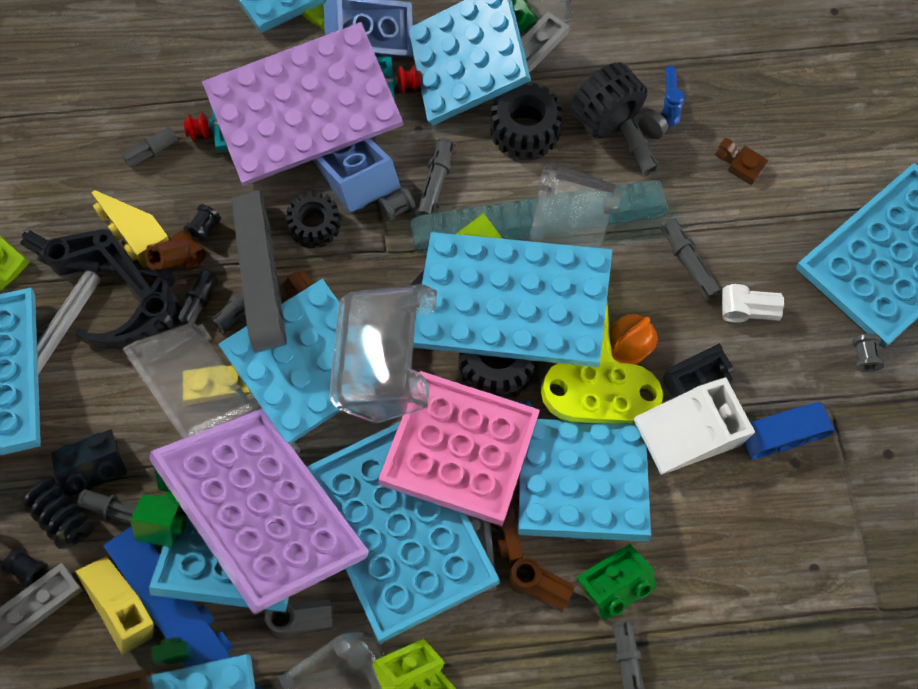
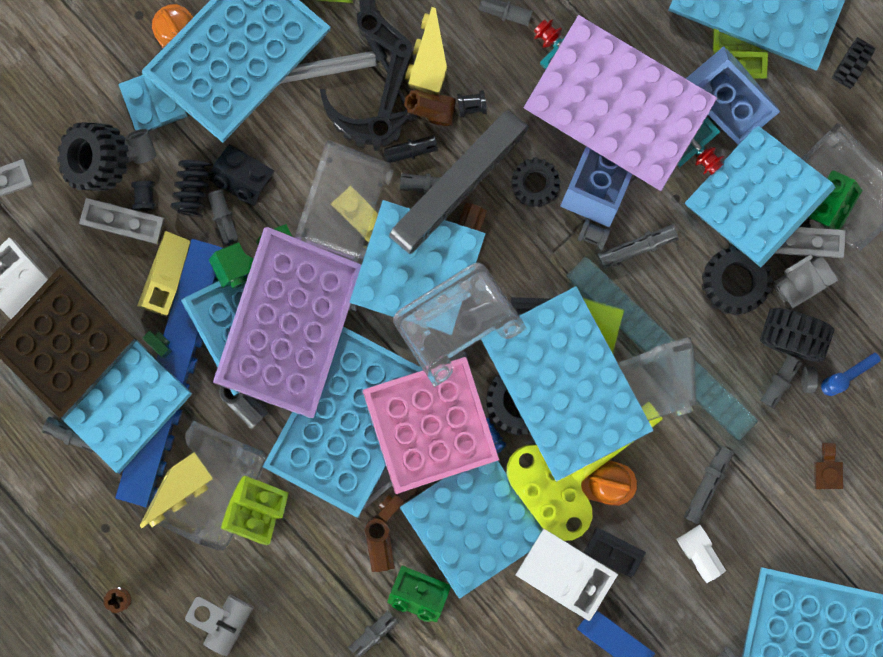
camera: 55 degrees right, 20 degrees up
(565, 72) = (804, 280): none -> light grey piece

